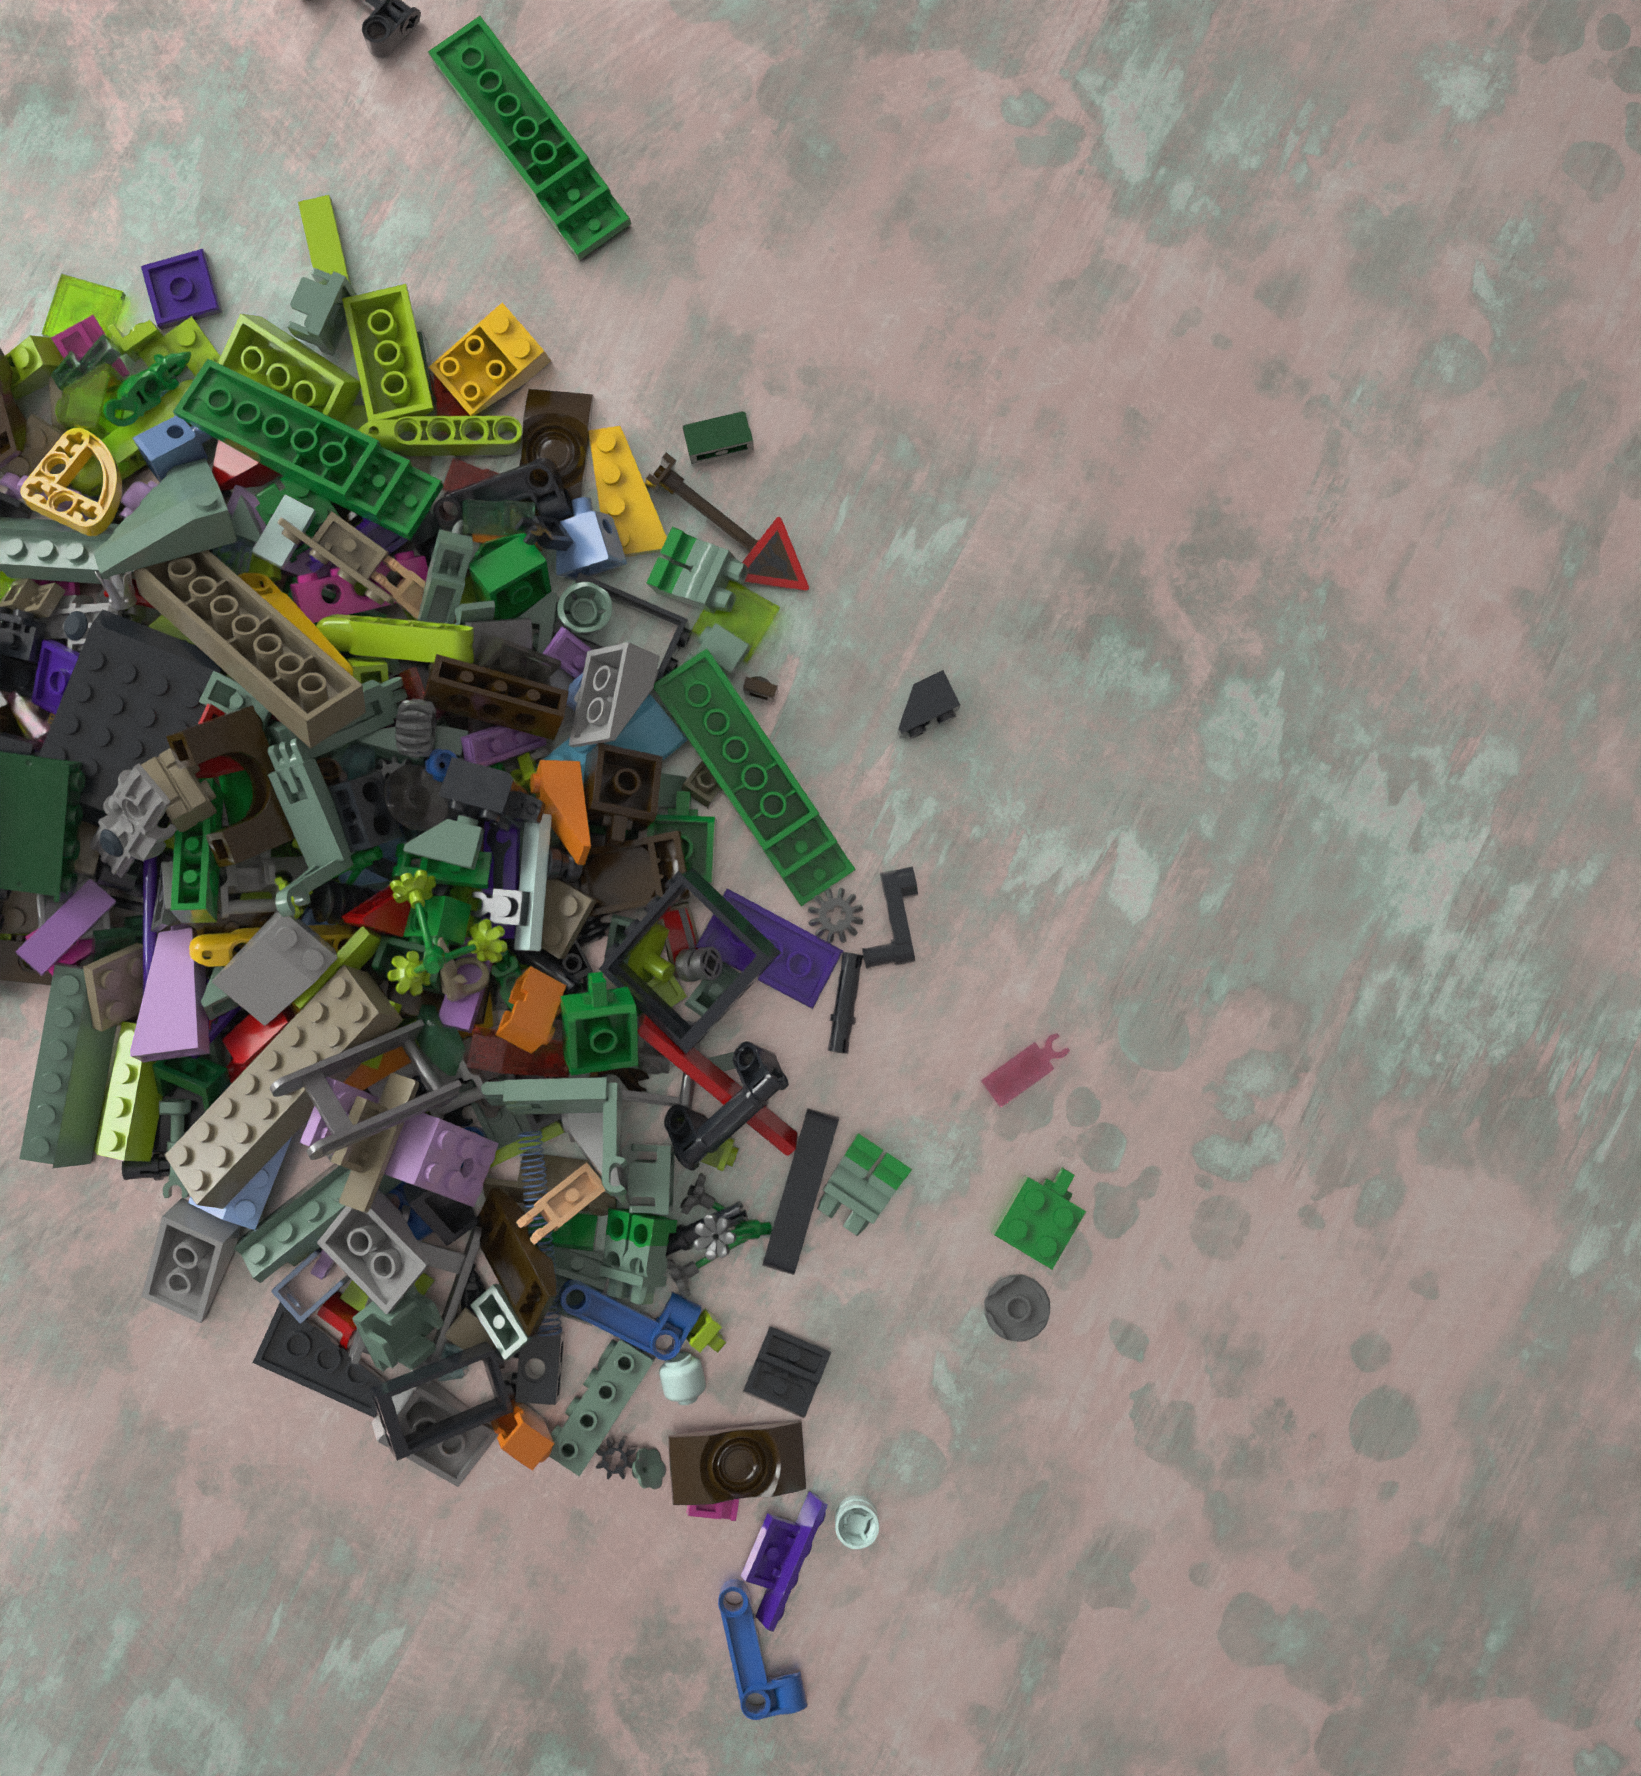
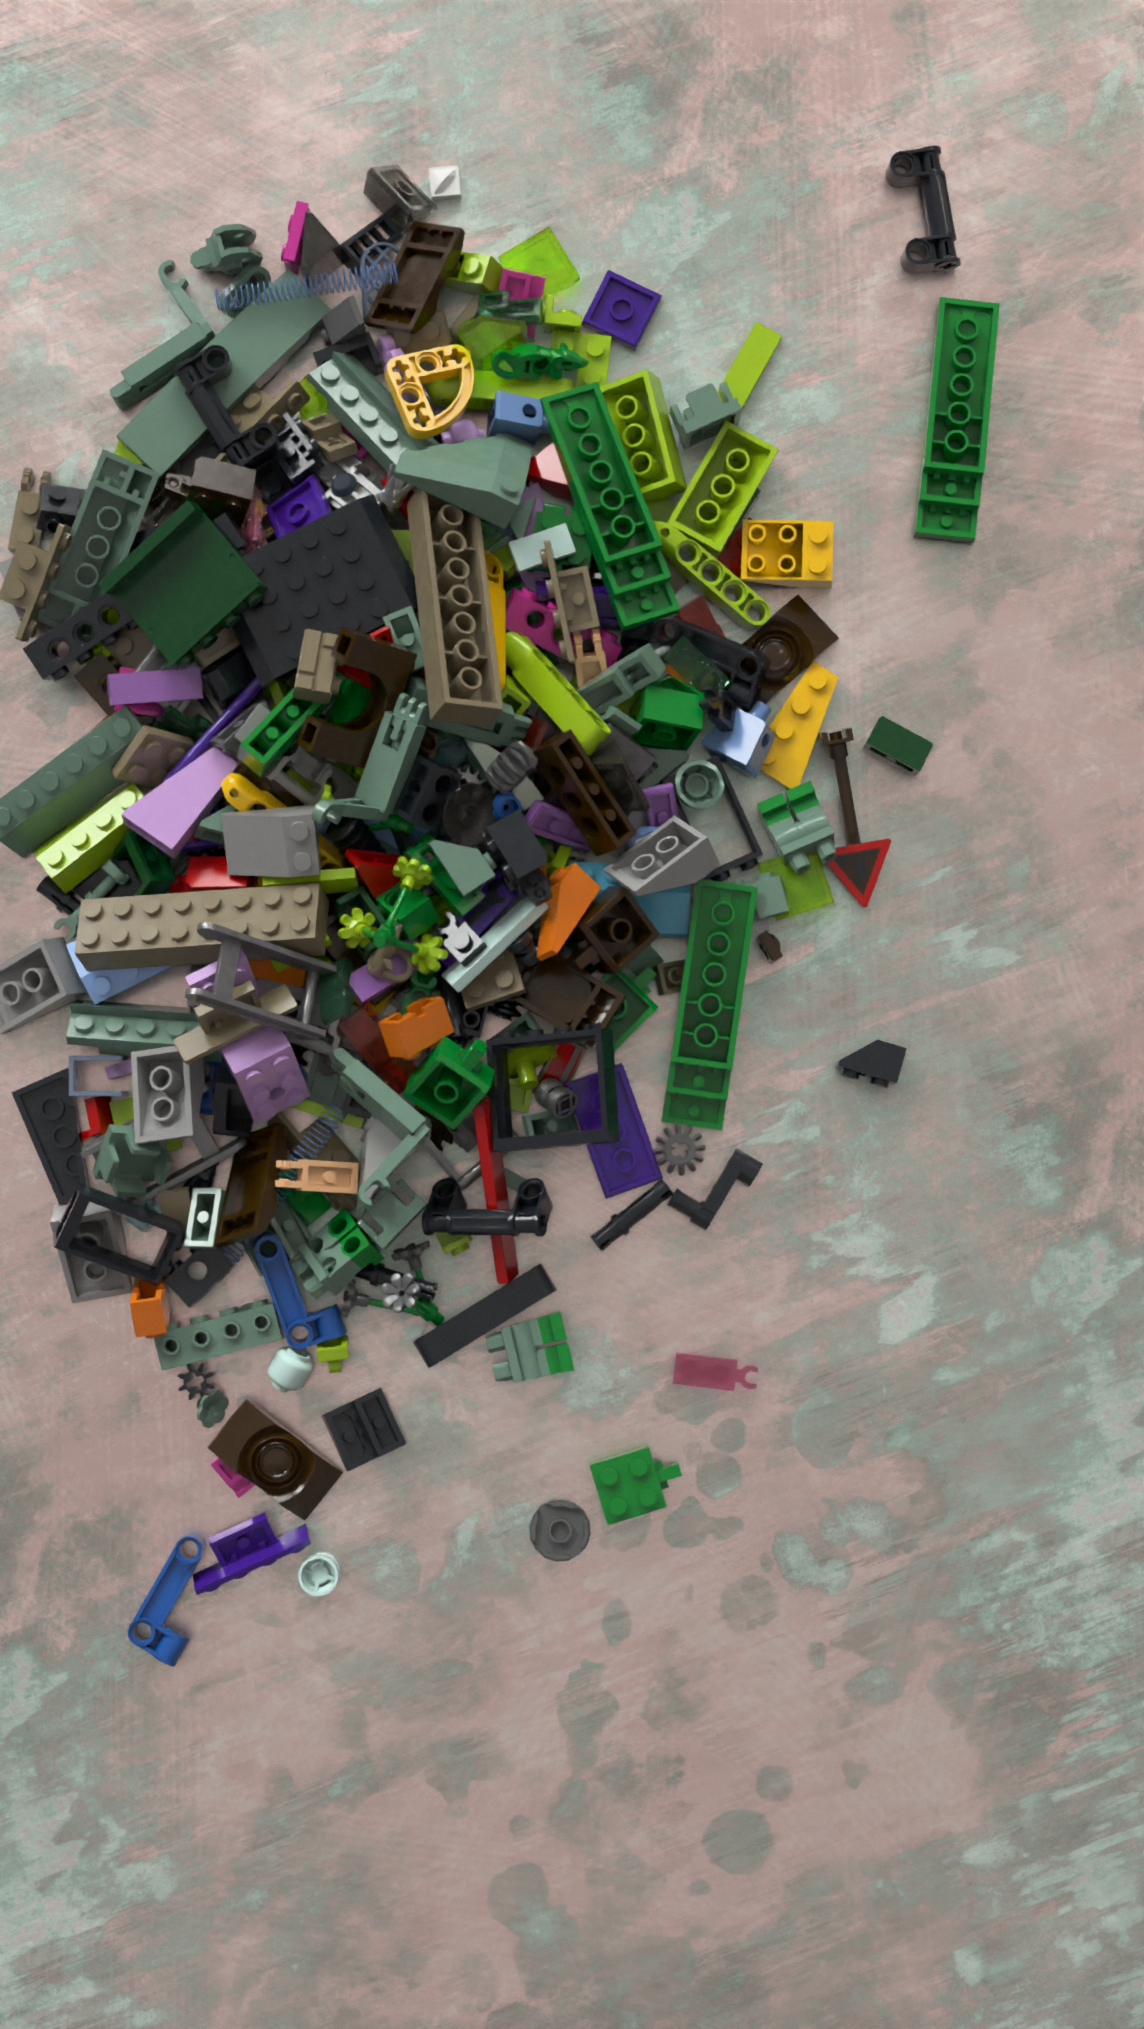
camera: 35 degrees right, 0 degrees up
(132, 821) = (266, 660): light grey piece -> none

